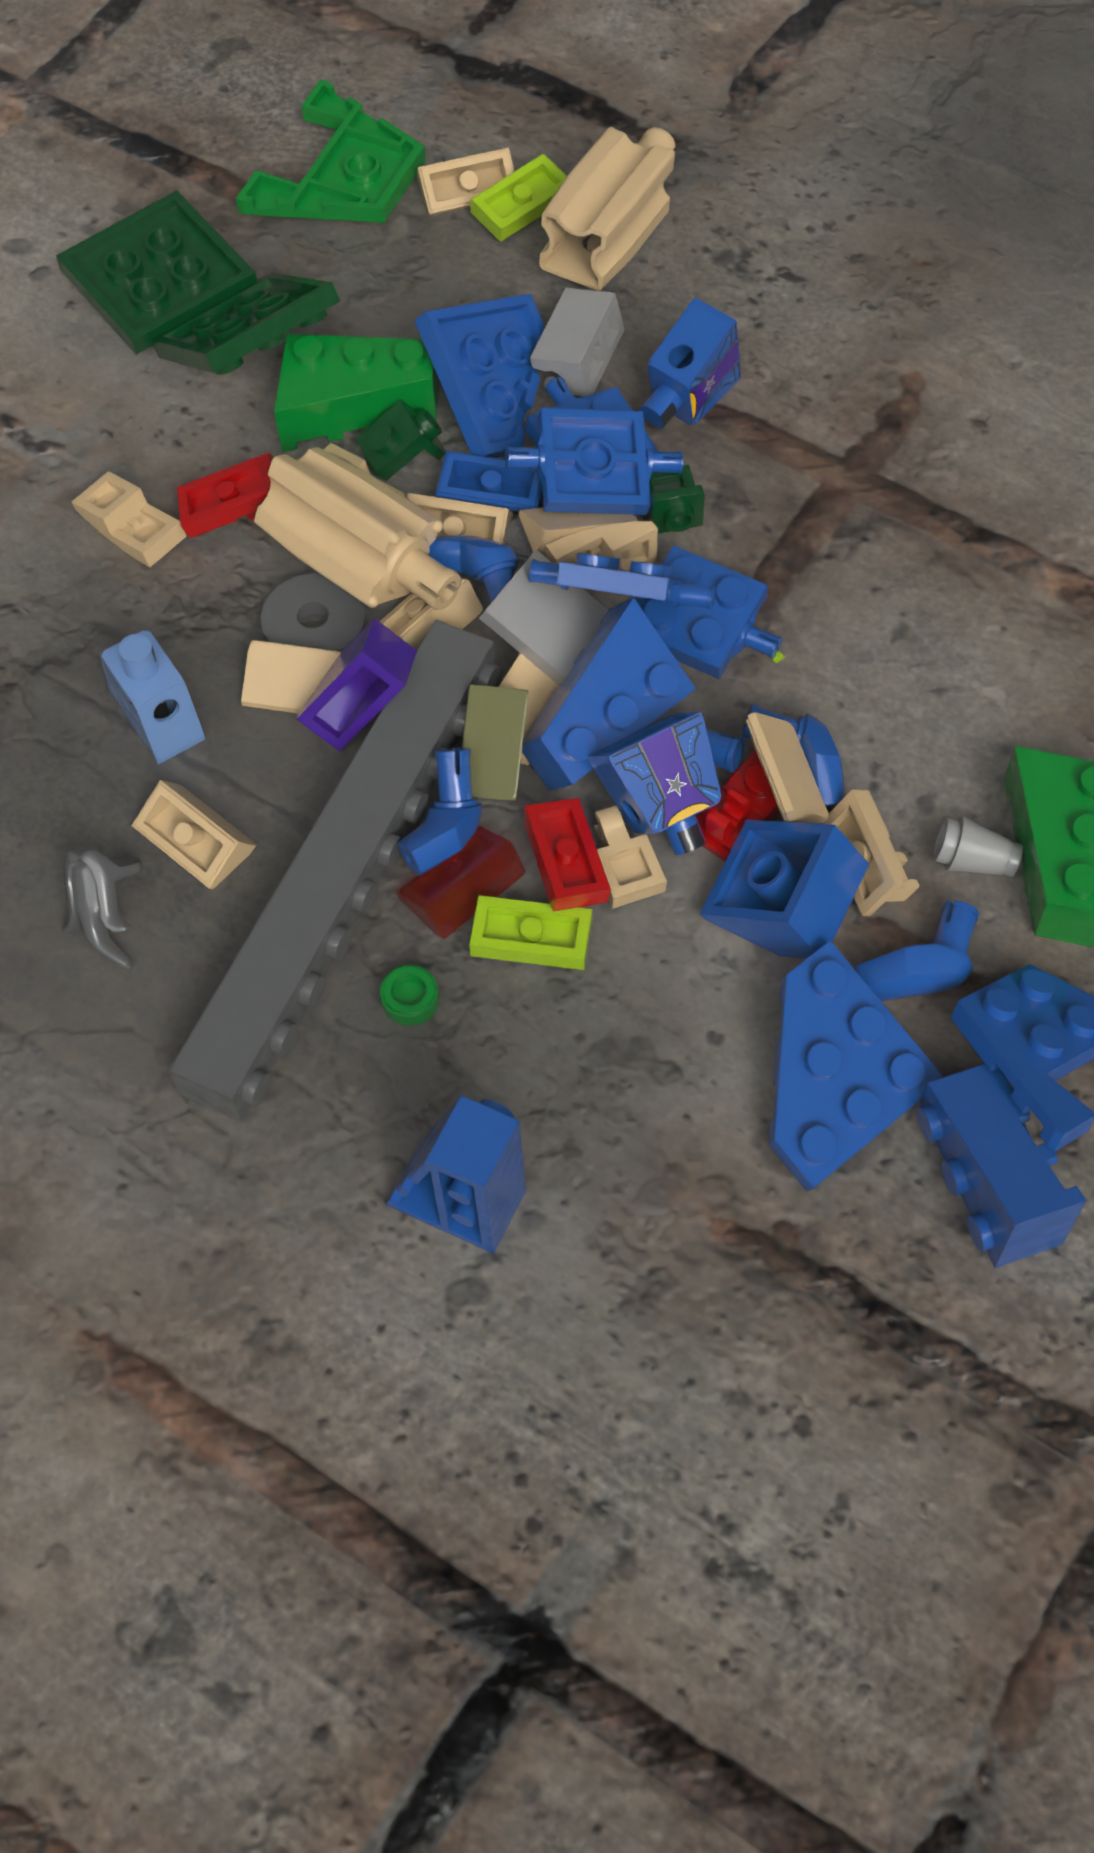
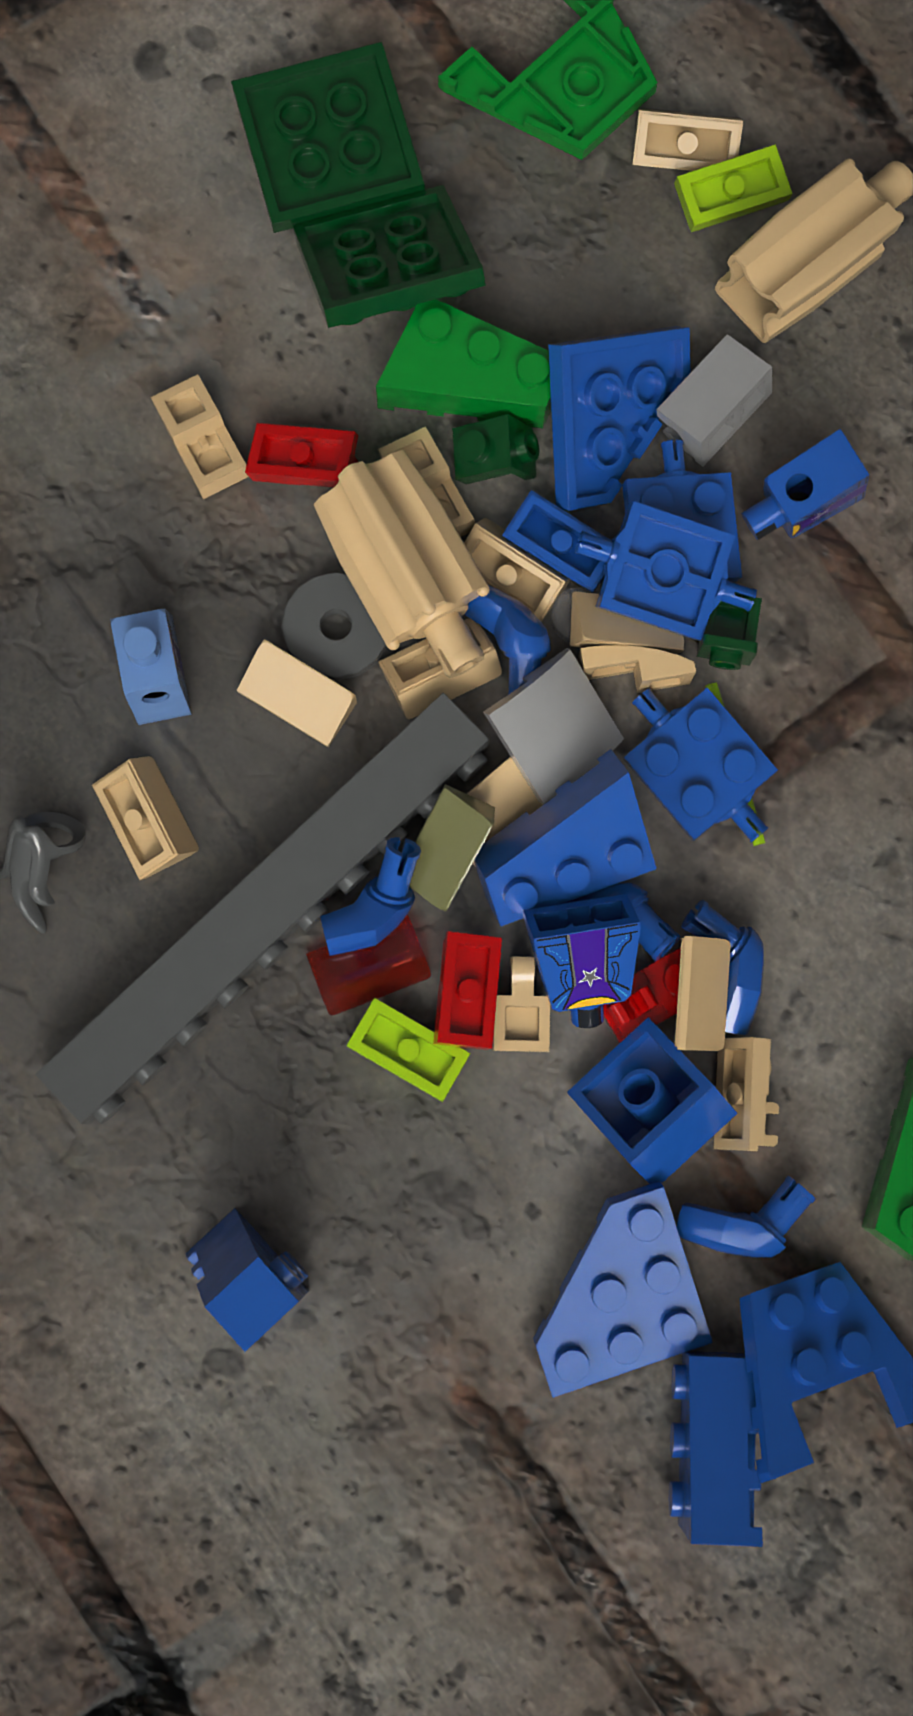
camera: 15 degrees right, 20 degrees up
(358, 685) = (347, 733): dark purple slope -> none
(409, 995) = (278, 1063): green tile -> none
(604, 575) = (631, 735): blue plate -> none
(975, 849) = (844, 1128): light grey cone -> none

